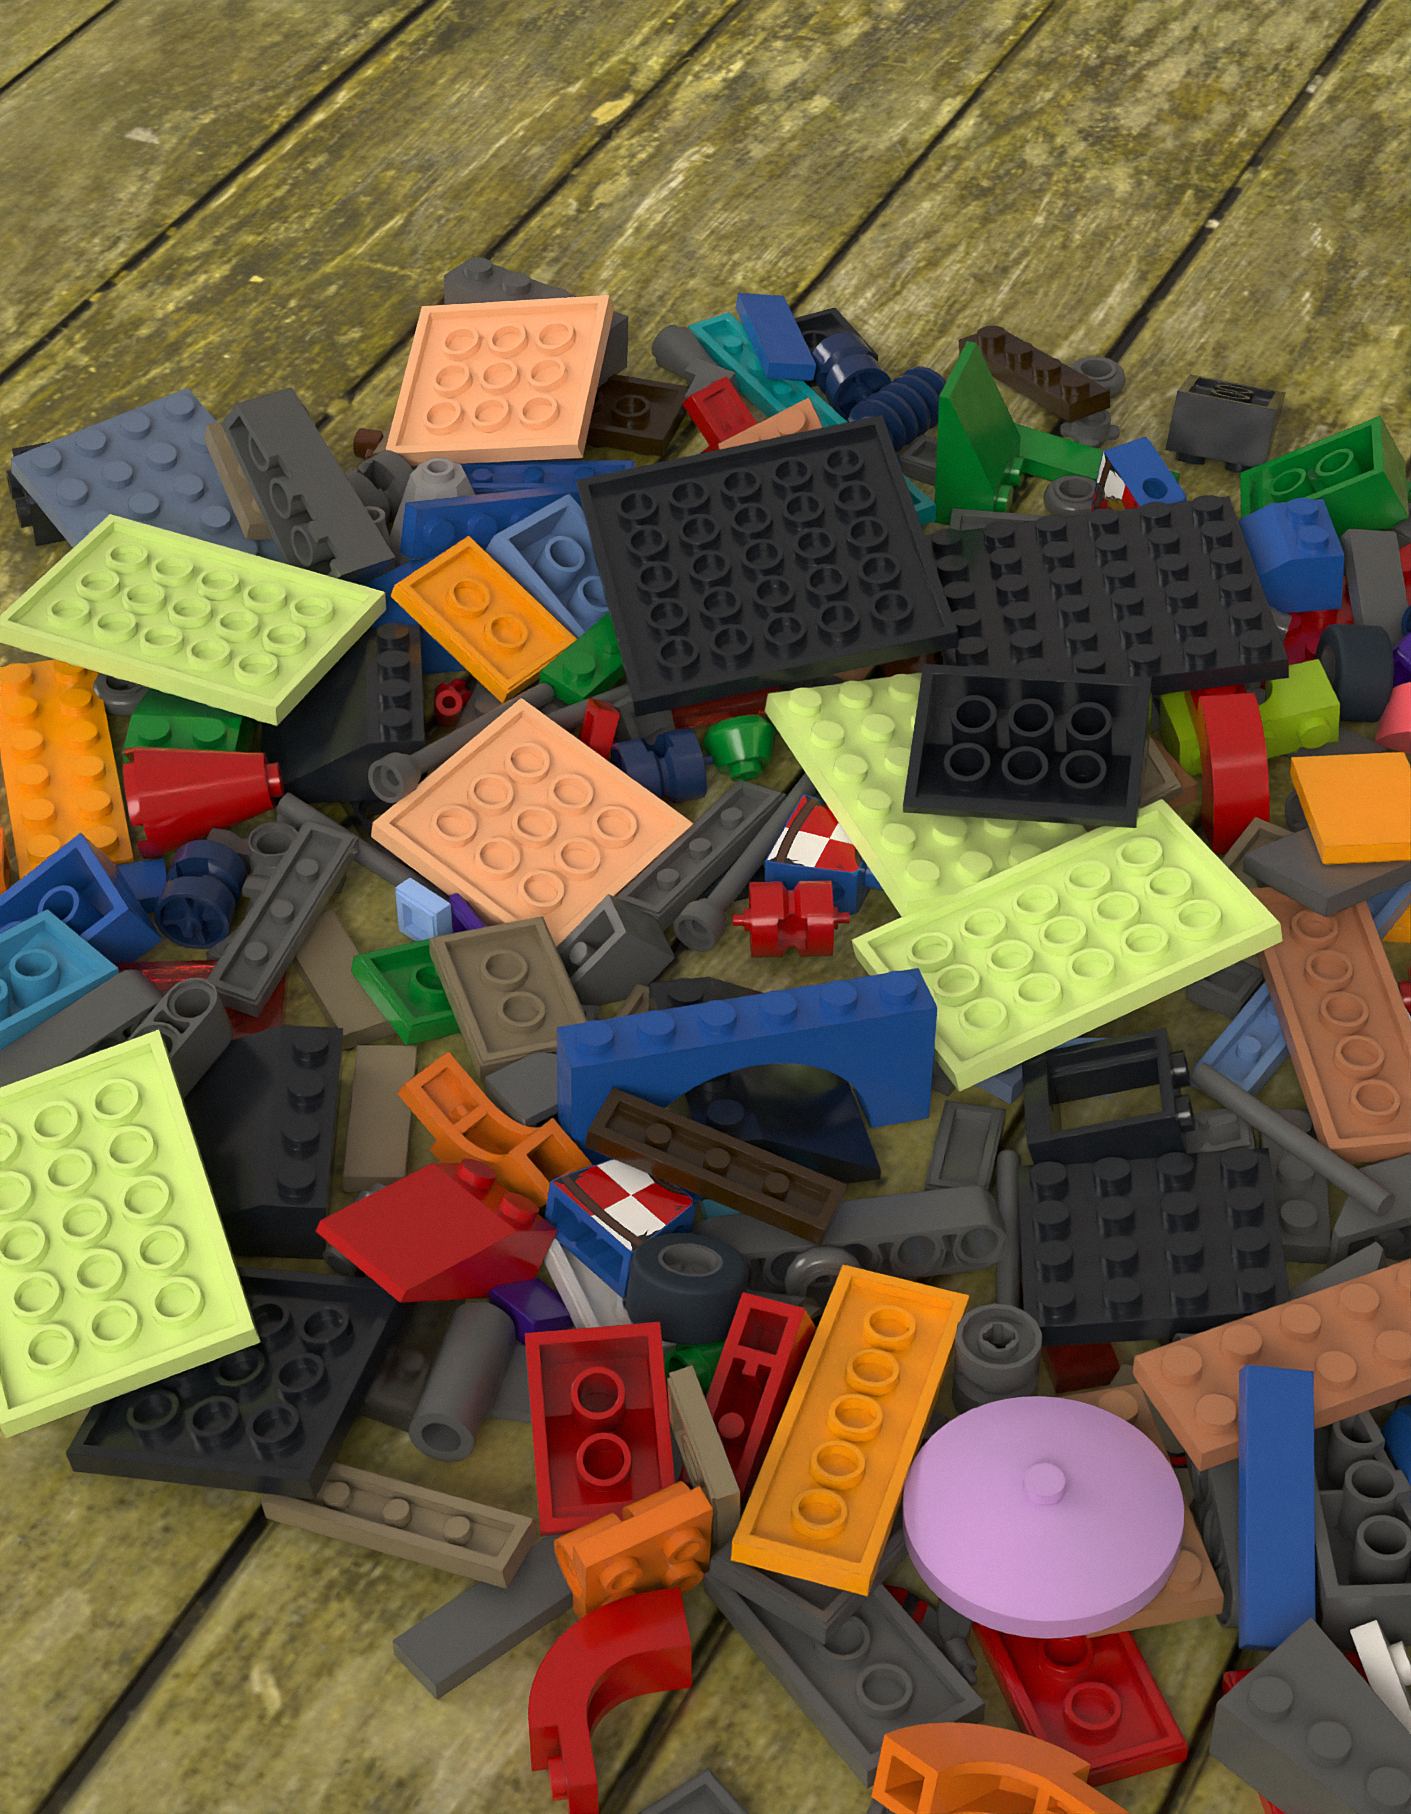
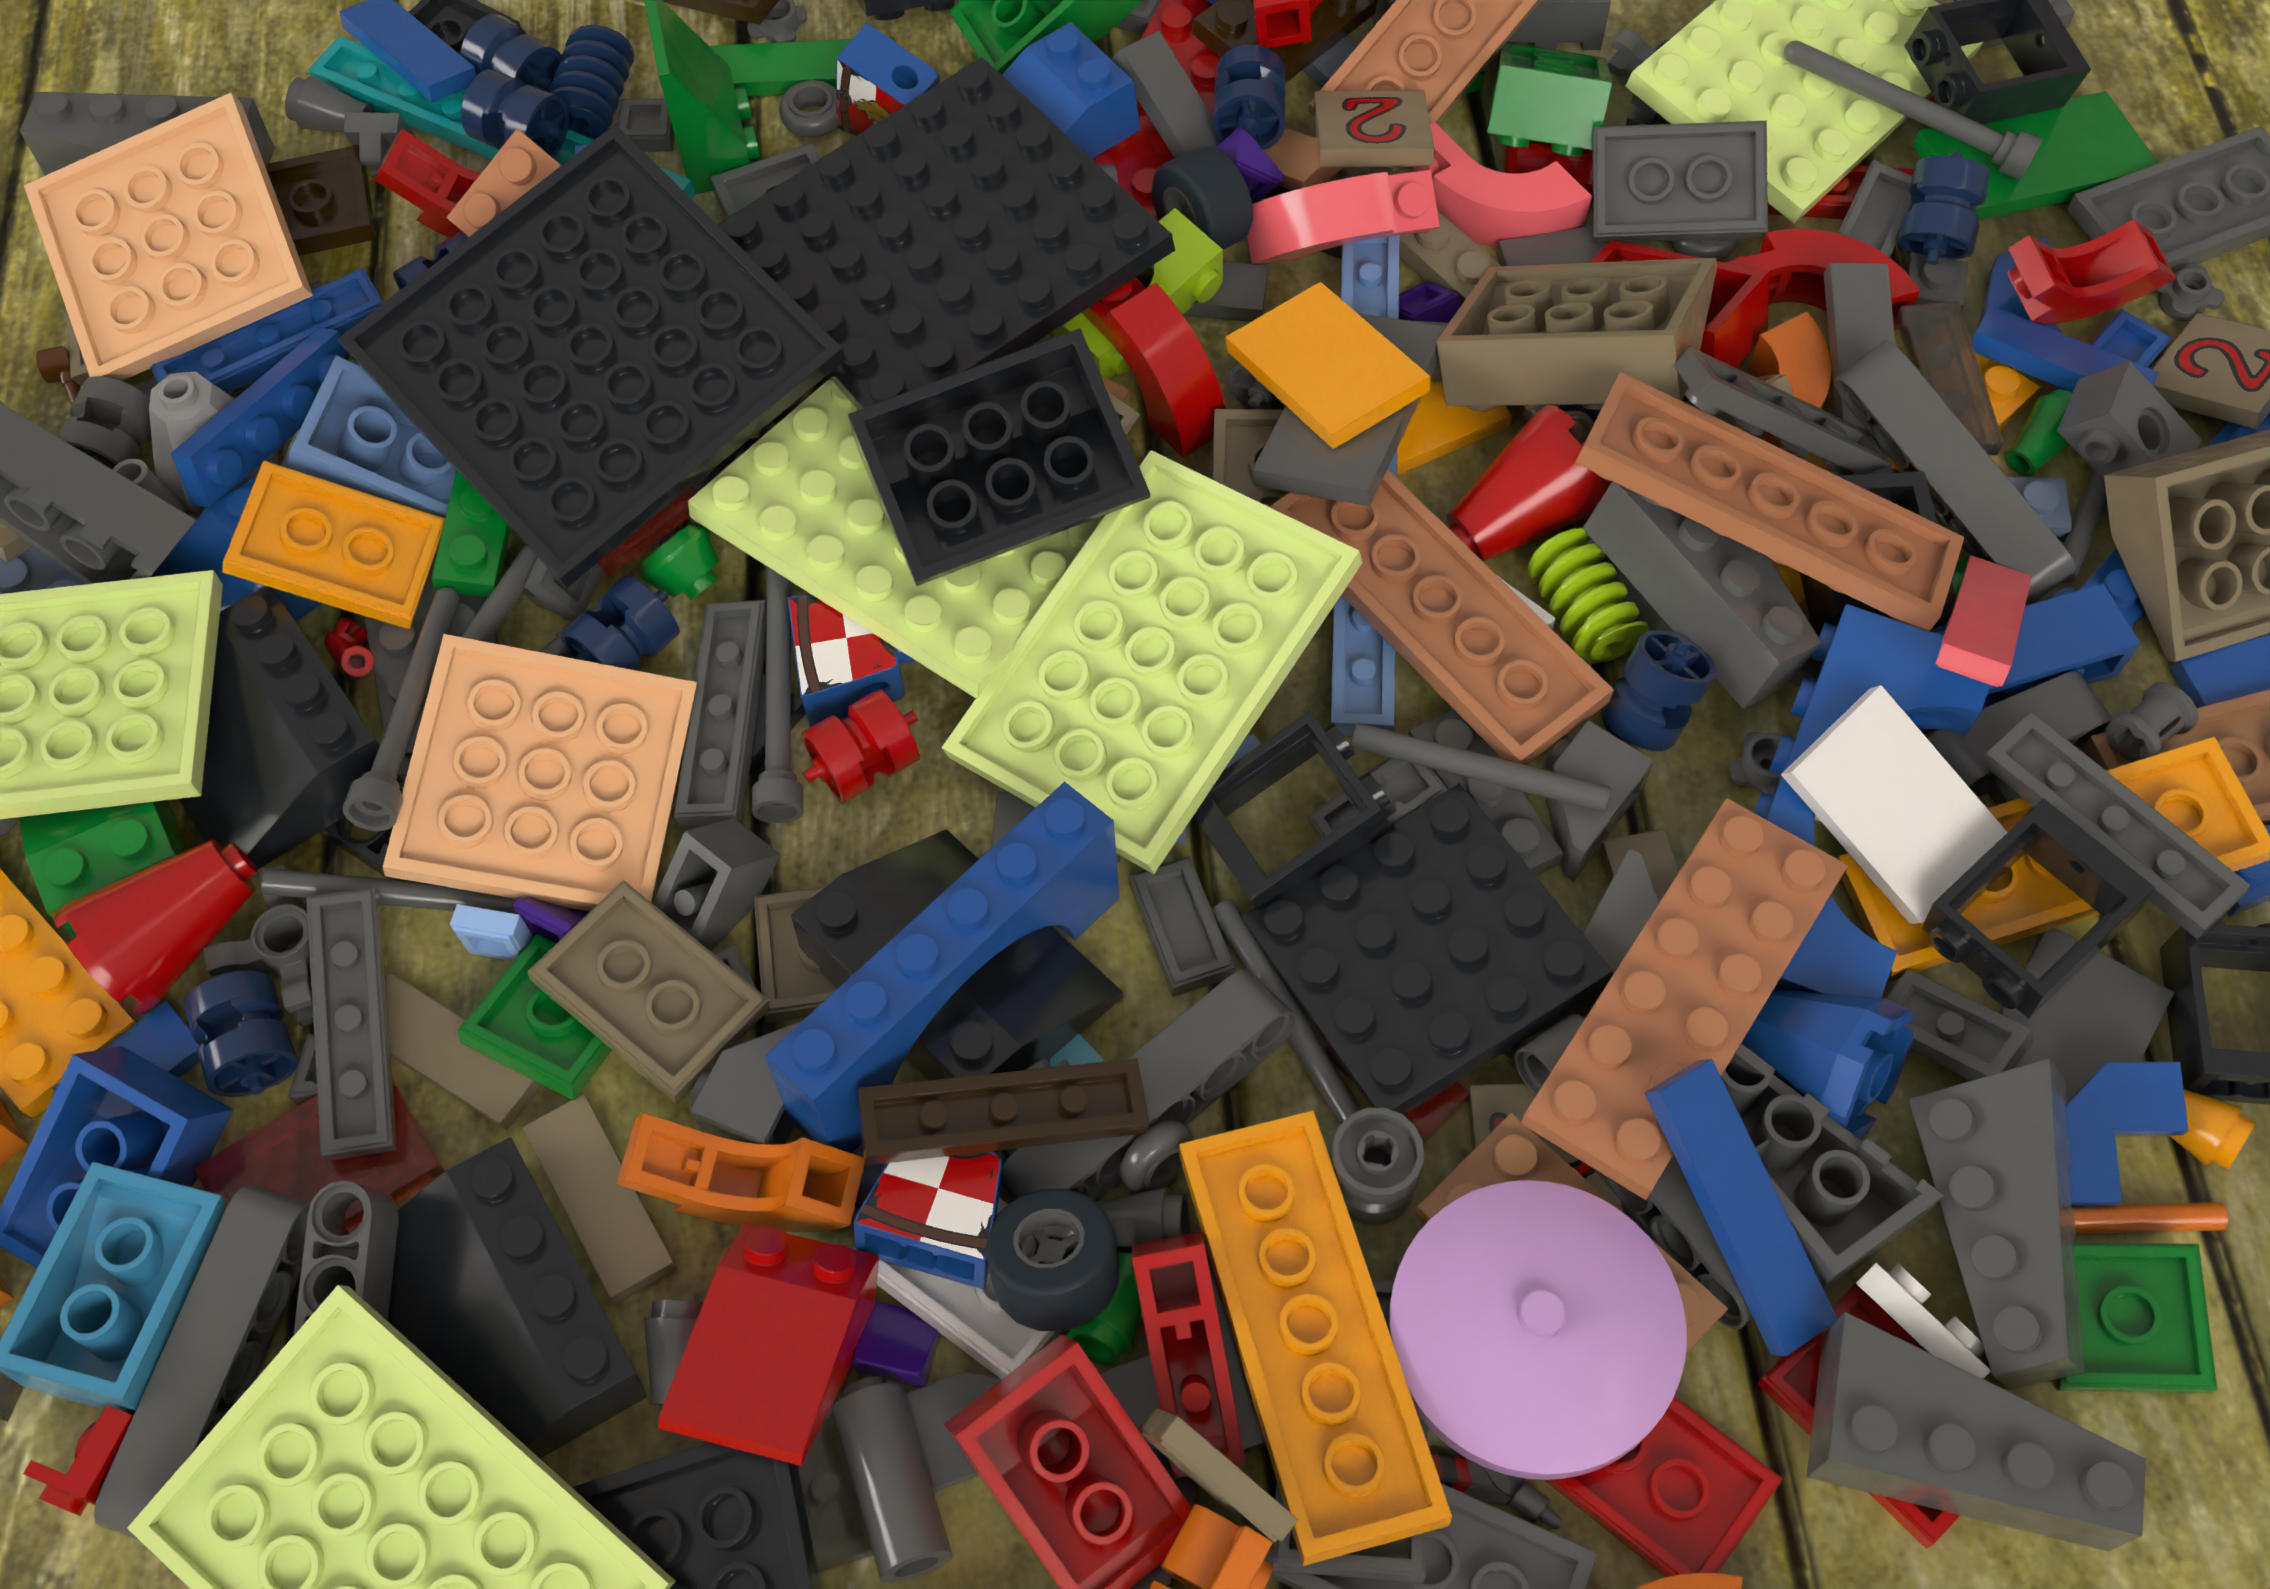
camera: 30 degrees left, 20 degrees up
(599, 726) = (532, 618): red tile -> none
(830, 396) = (501, 104): none -> dark blue wheel

